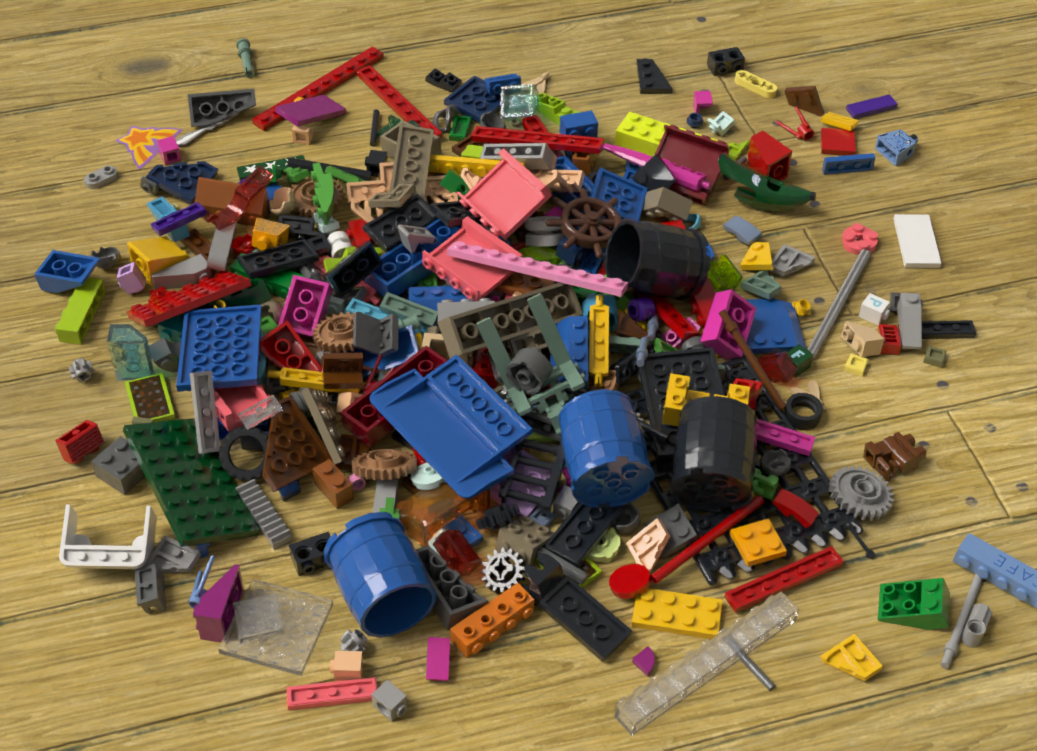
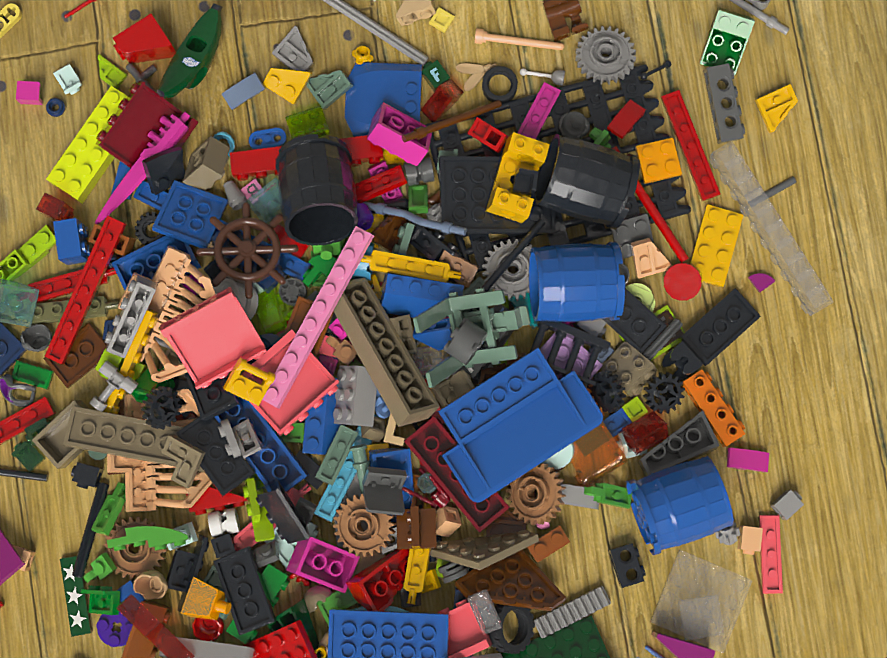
camera: 85 degrees left, 35 degrees up
(422, 220) = (226, 431): none -> light grey plate
(439, 171) = (165, 398): none -> black gear
(457, 152) = (115, 381): none -> light grey bar
(463, 223) = (245, 387): none -> yellow plate
(483, 548) = (634, 409): none -> lime plate
(605, 115) = (54, 208): none -> clear red brick
(825, 458) = (557, 76): none -> hinge
(845, 592) = (719, 113): none -> dark grey brick
(849, 393) = (483, 36): none -> light nougat piece

